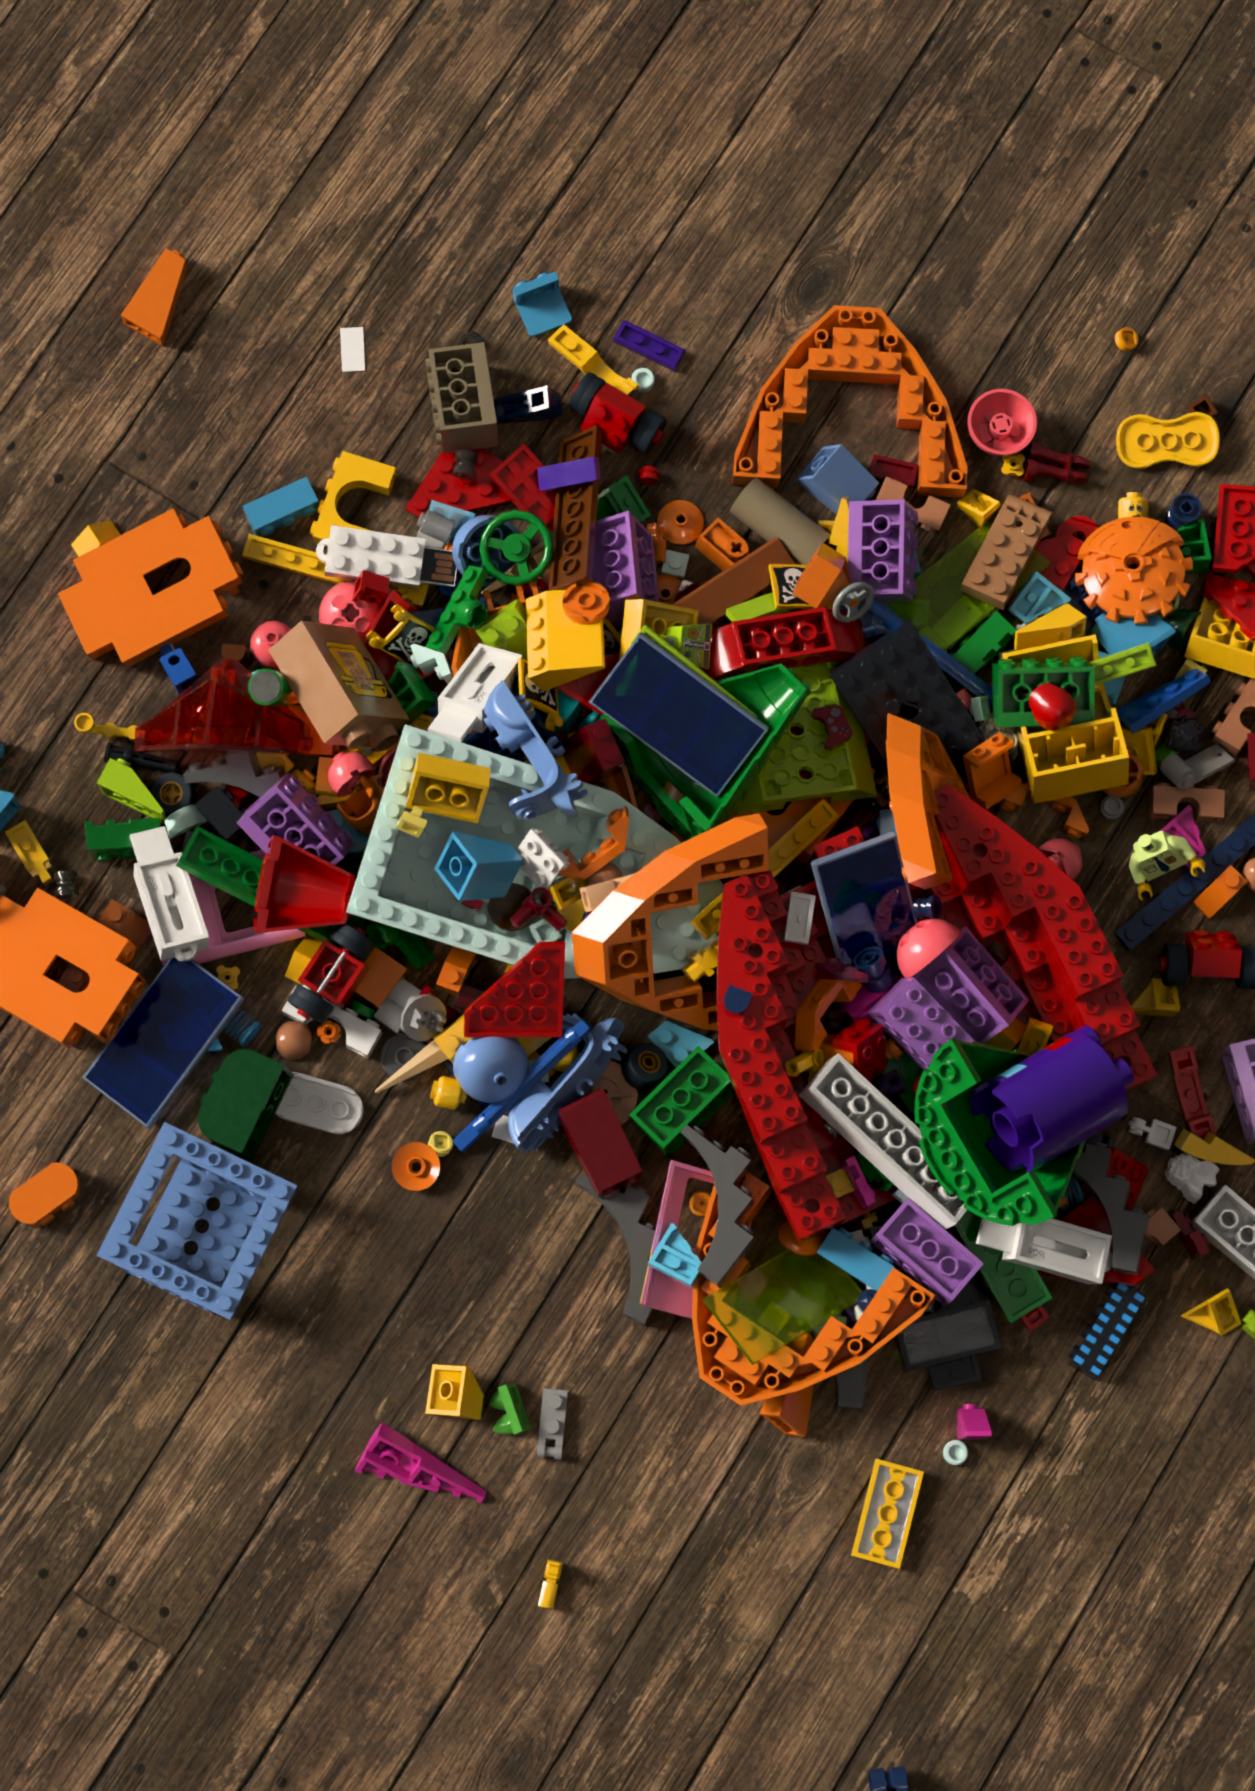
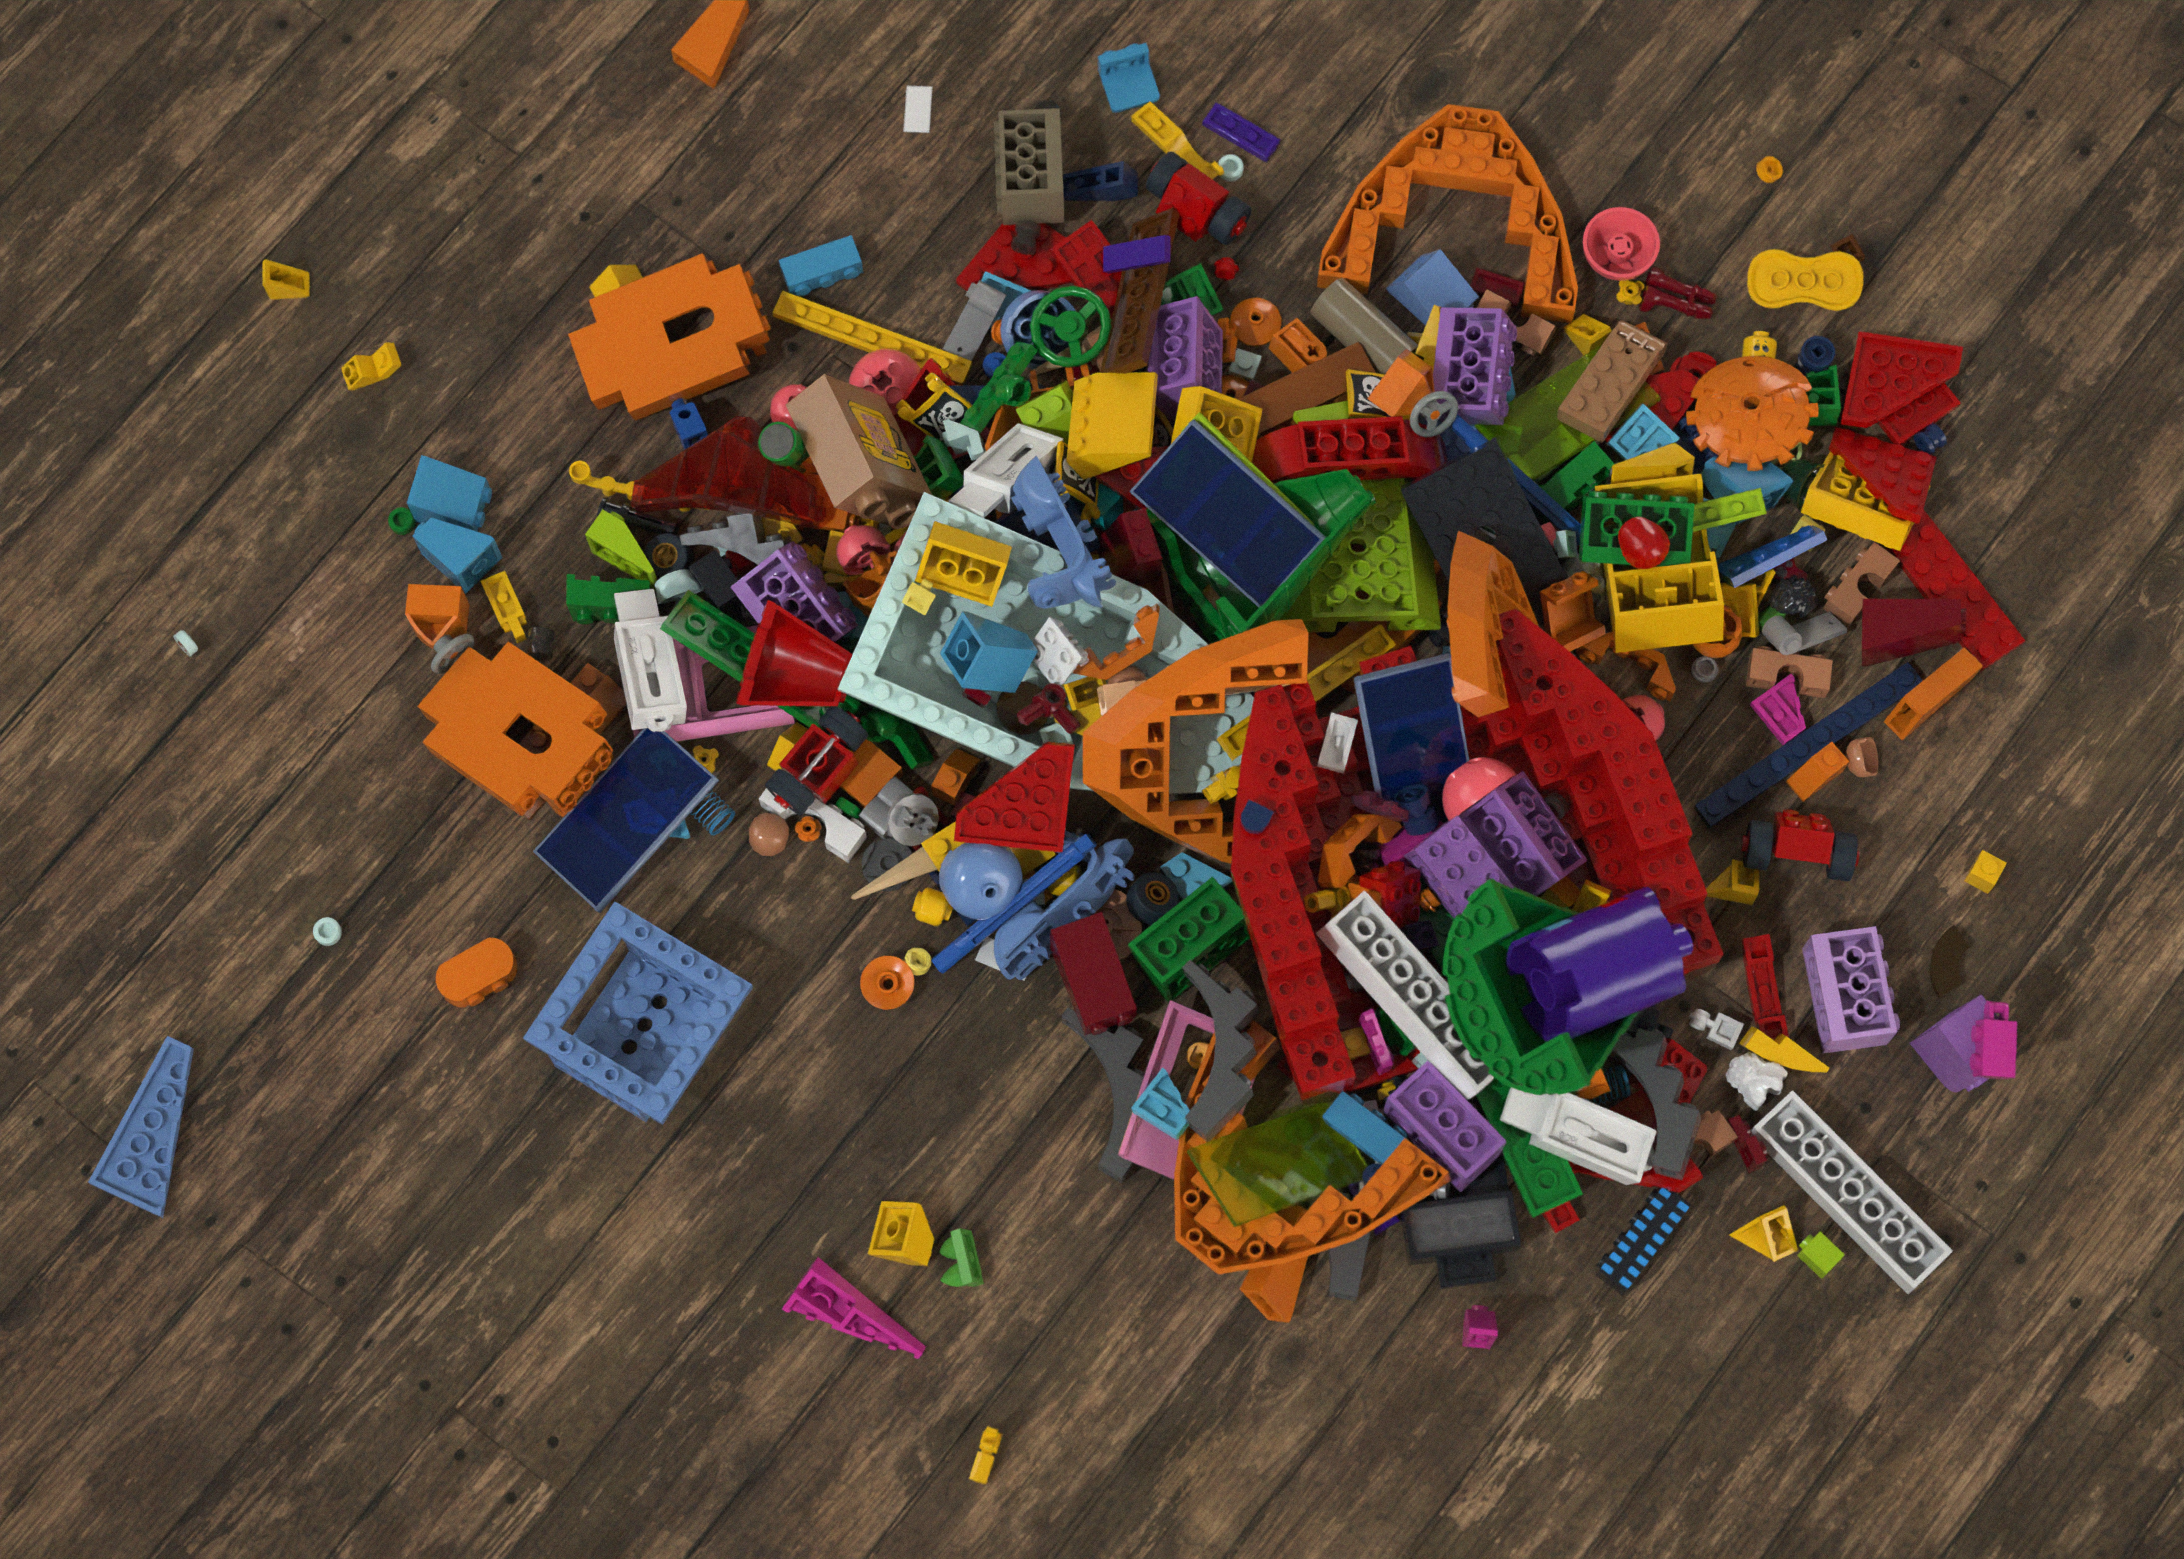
camera: 15 degrees right, 5 degrees down
(234, 651) = (757, 412): reddish brown brick -> none
(243, 1101) = (705, 890): dark green brick -> none
(321, 1105) = (785, 904): white tile -> none
(350, 473) = (899, 238): yellow arch -> none
(371, 588) = (907, 355): red brick -> none
(386, 554) = (926, 328): white piece -> none
(552, 1422) = (1007, 1279): light grey plate -> none
(586, 603) = (1139, 387): orange tile -> none
(692, 642) = (1252, 439): torso -> none
(789, 1241) = (1293, 1104): orange dish -> none
(835, 725) = (1401, 543): dark red piece -> none
(887, 1513) = (1373, 1418): piece -> none
(927, 907) = (1481, 745): dark blue wheel -> none
(955, 1452) = (1457, 1359): light aqua tile -> none
(1159, 855) = (1751, 723): yellowish green torso -> none

